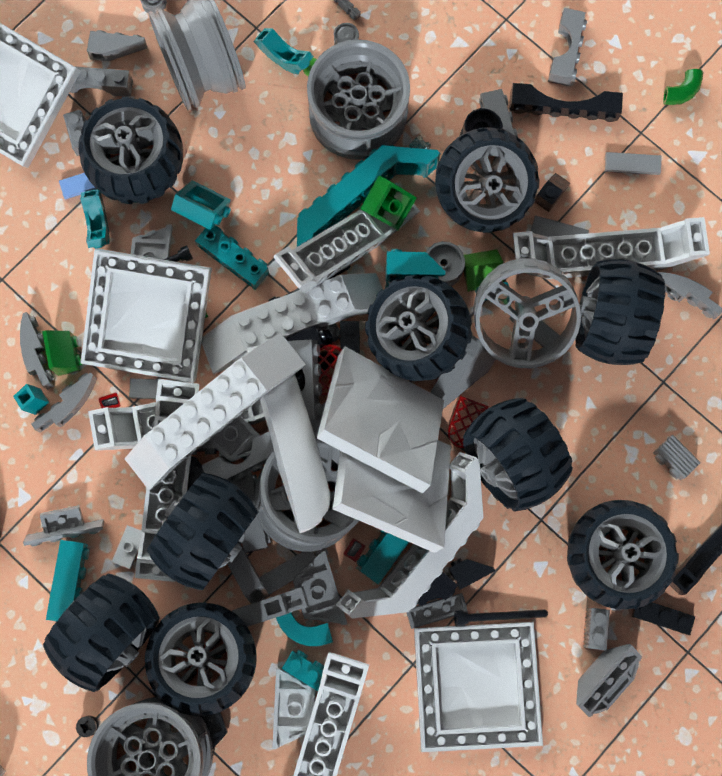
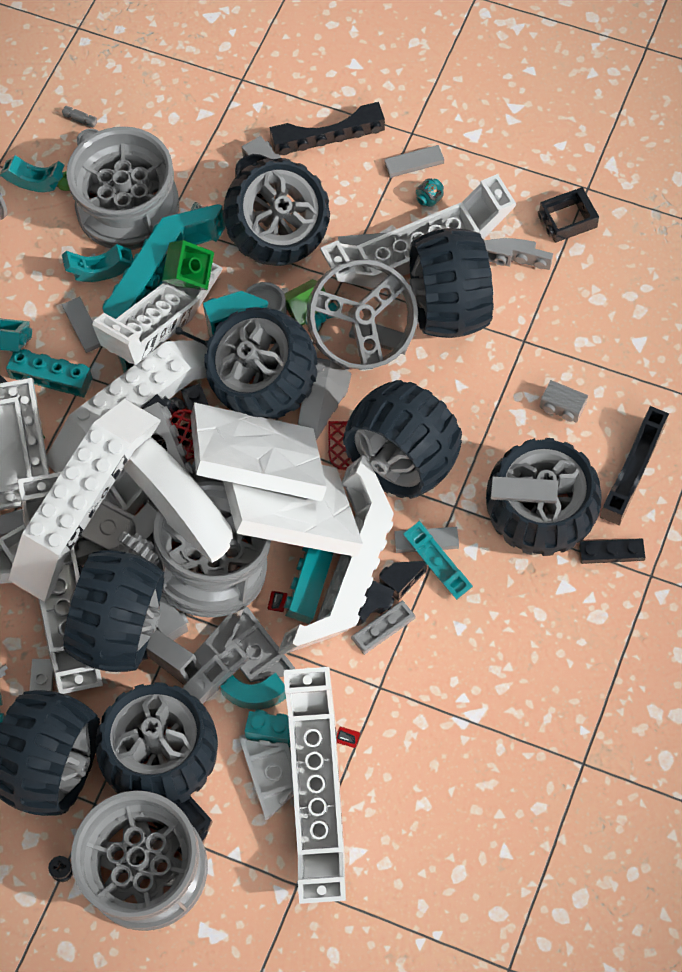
camera: 15 degrees left, 15 degrees down
(245, 476) = (139, 546): none -> light grey gear
(277, 218) = (81, 324): none -> light grey tile
(311, 168) = (98, 267): none -> teal arch
(369, 699) = (347, 737): none -> sticker
(381, 279) = (179, 331): none -> black hinge
(462, 618) = (410, 620): black piece -> none
(477, 687) = (453, 682): white tile -> none
(504, 543) = (445, 537): none -> light grey tile
(507, 570) = (437, 560): none -> teal slope
(551, 192) = (345, 211): black slope -> none
(570, 27) = (312, 99): light grey arch -> none
(596, 628) = (550, 583): light grey brick -> none
(607, 556) = (524, 489): none -> light grey tile
(607, 679) = (581, 623): light grey wedge -> none
(635, 202) = (429, 192): none -> teal head
(686, 91) = (439, 81): green cylinder -> none

